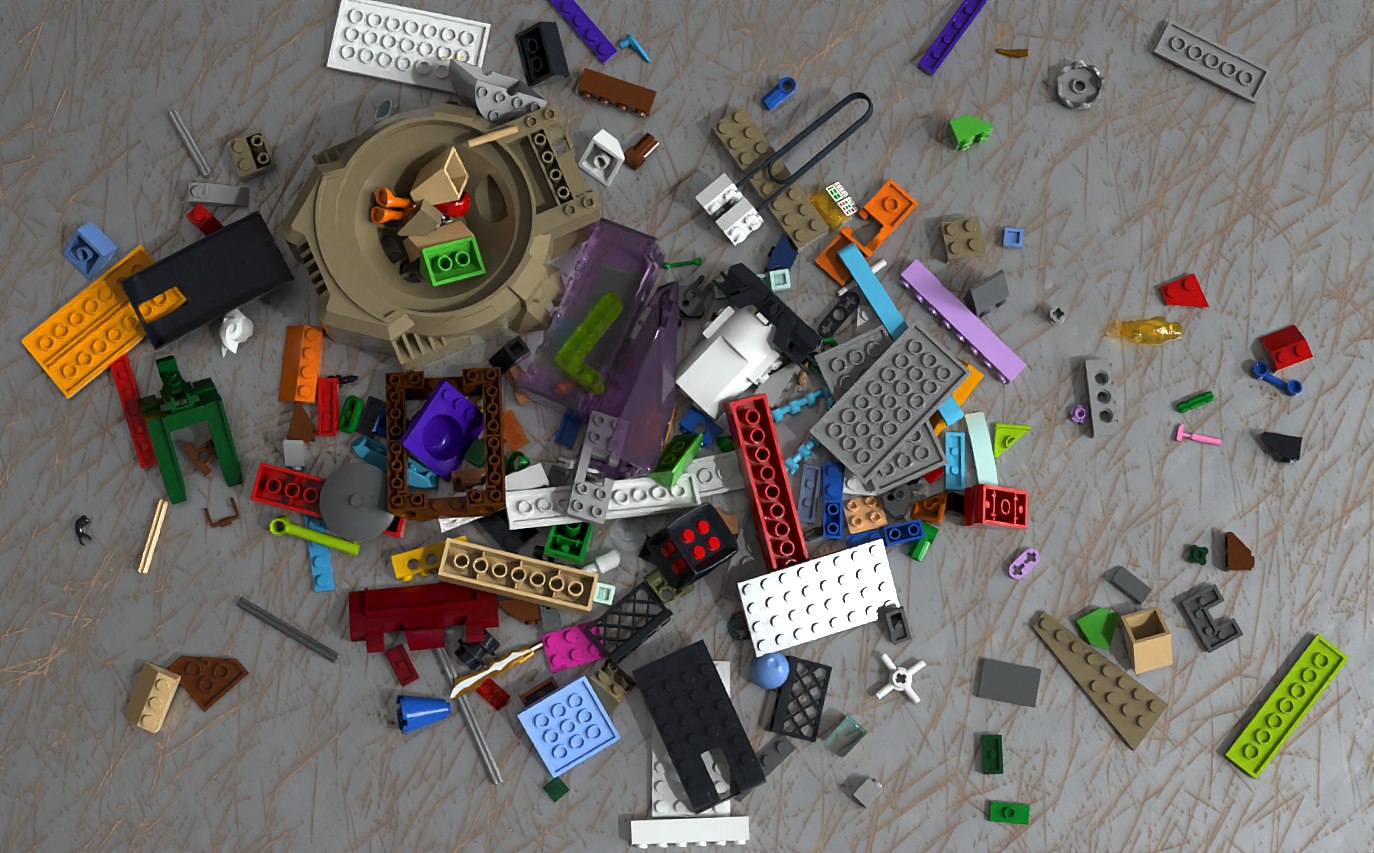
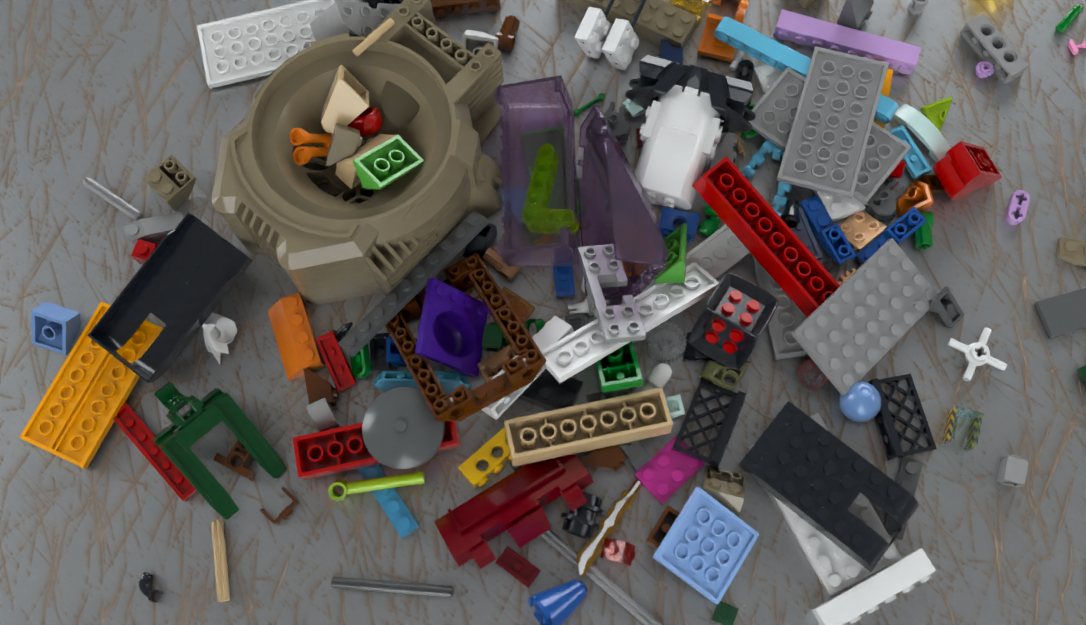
camera: 15 degrees left, 10 degrees down
(430, 370) = (412, 283): none -> dark grey plate
(806, 470) = (791, 213): none -> black cone

